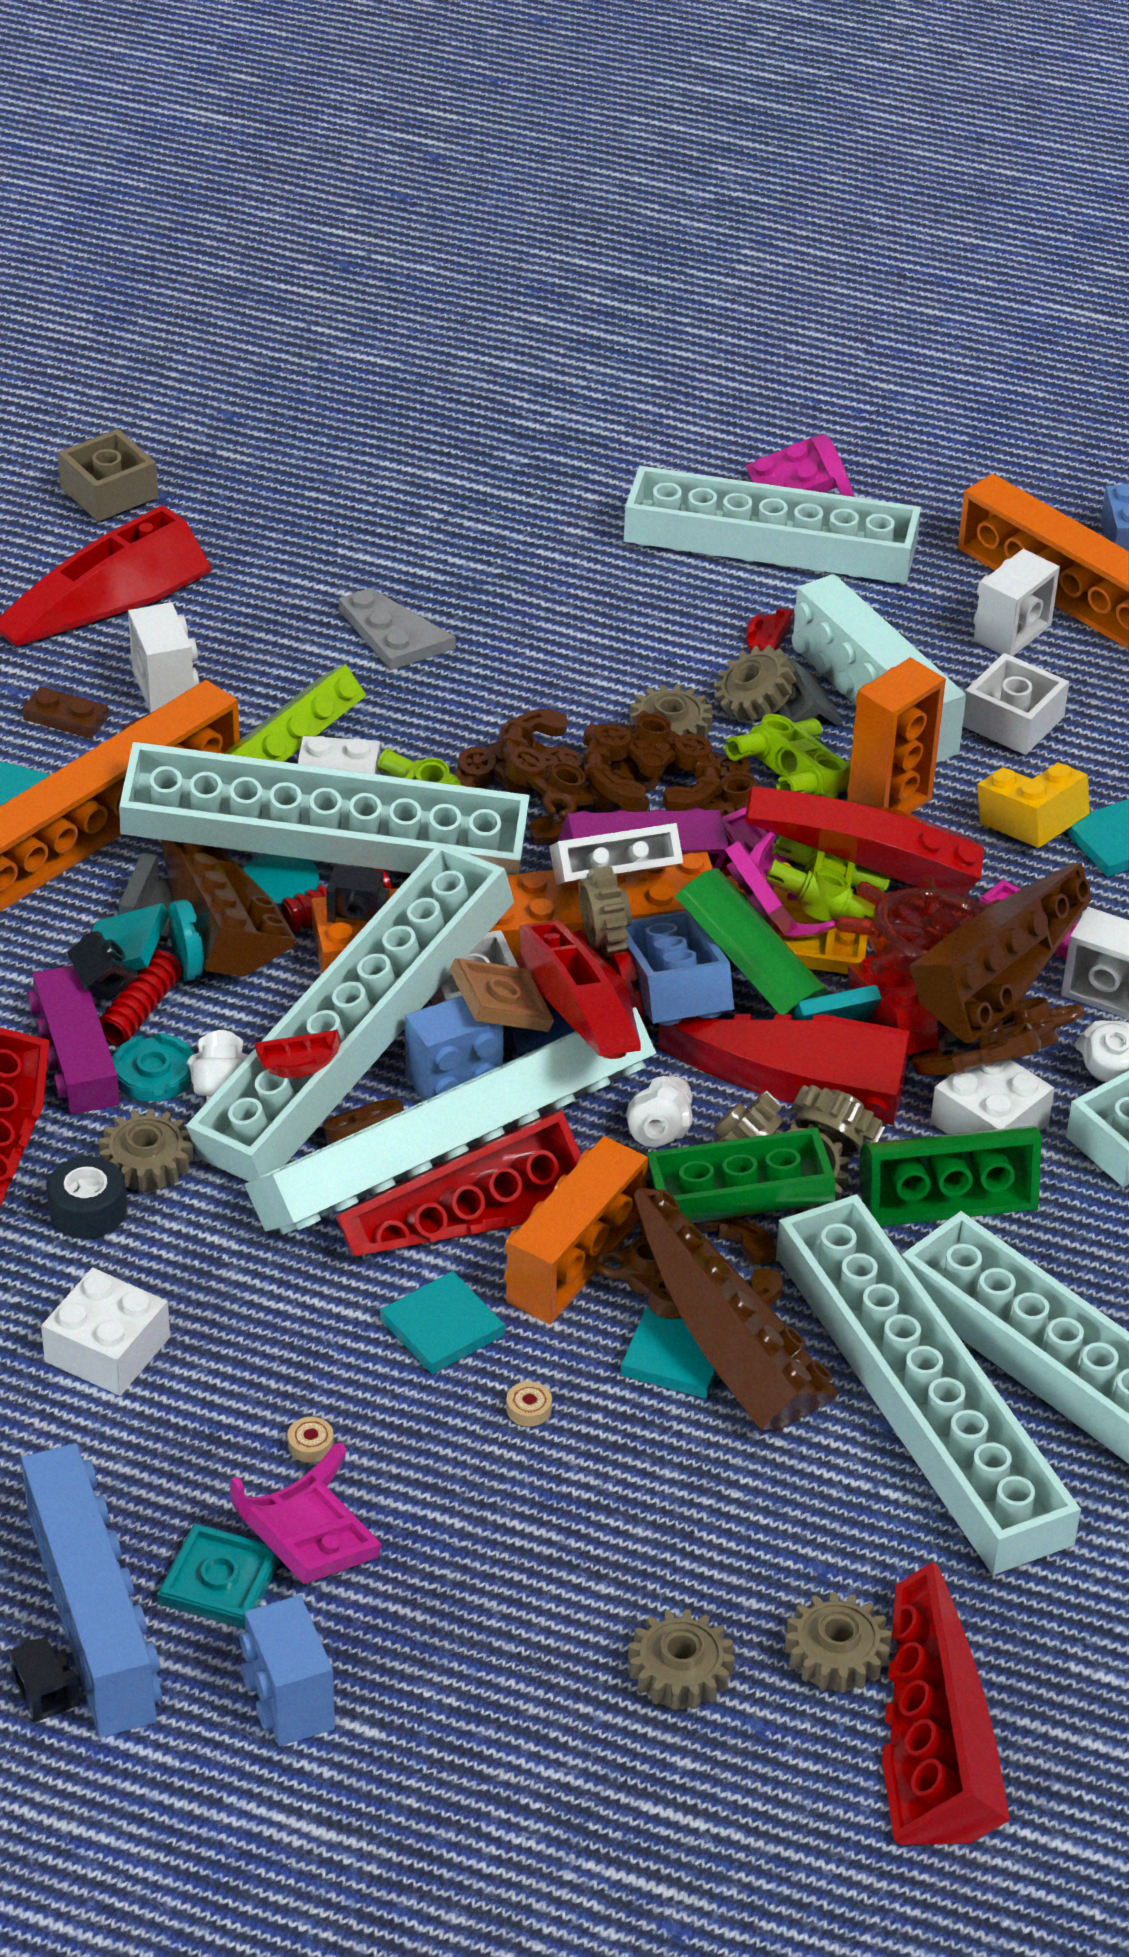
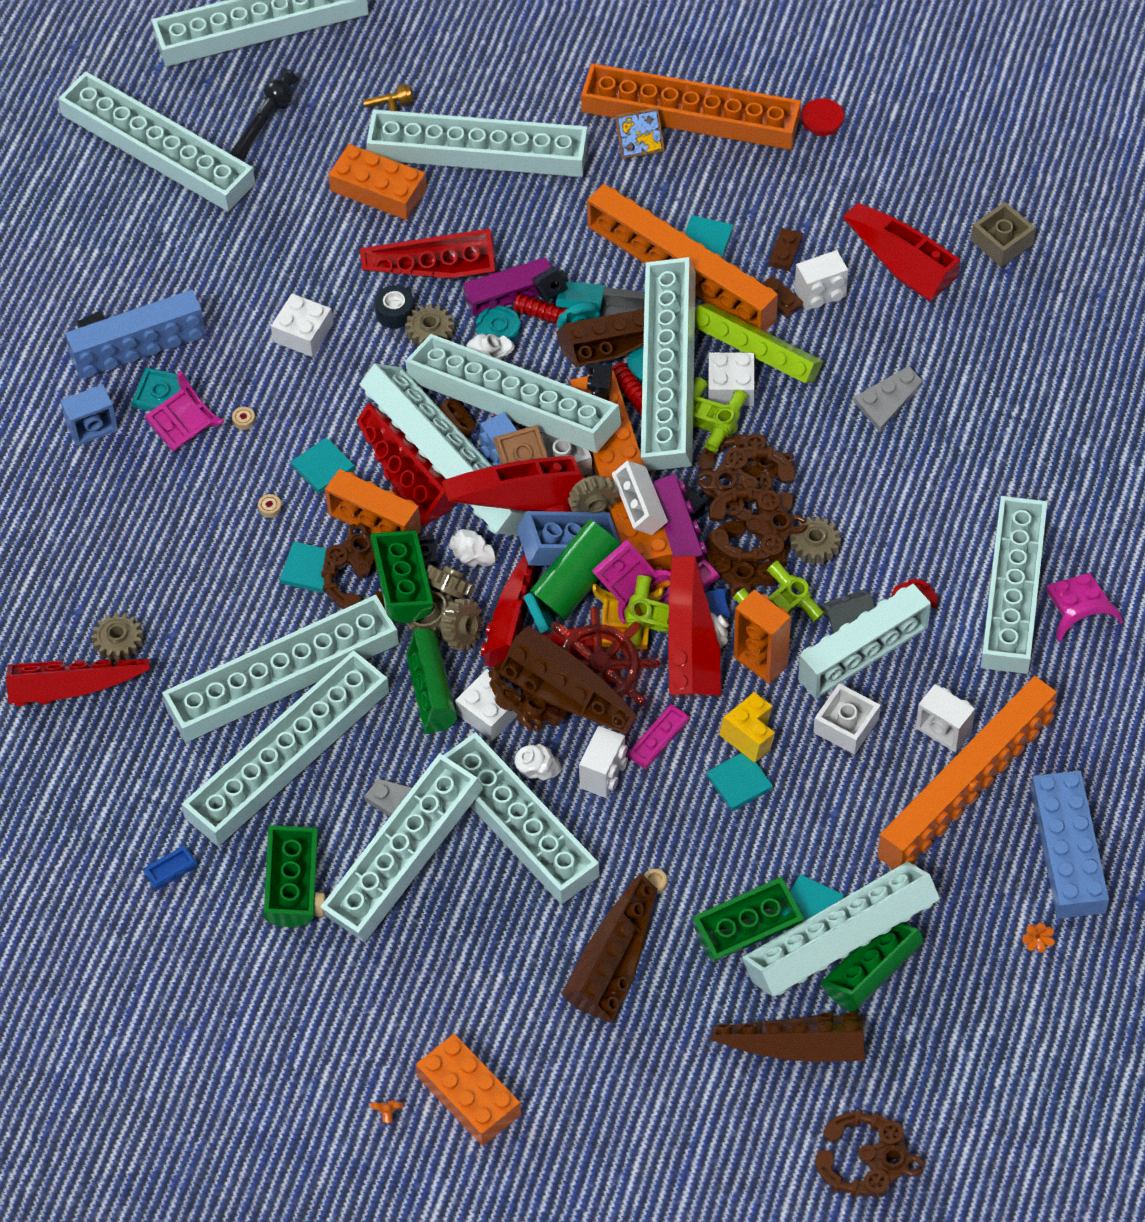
camera: 90 degrees right, 15 degrees up
(299, 1054) = (466, 367): red tile -> none
(681, 1660) = (107, 573): dark tan gear -> none
(731, 1323) = (310, 578): reddish brown wedge -> none
(755, 684) = (846, 579): dark tan gear -> none

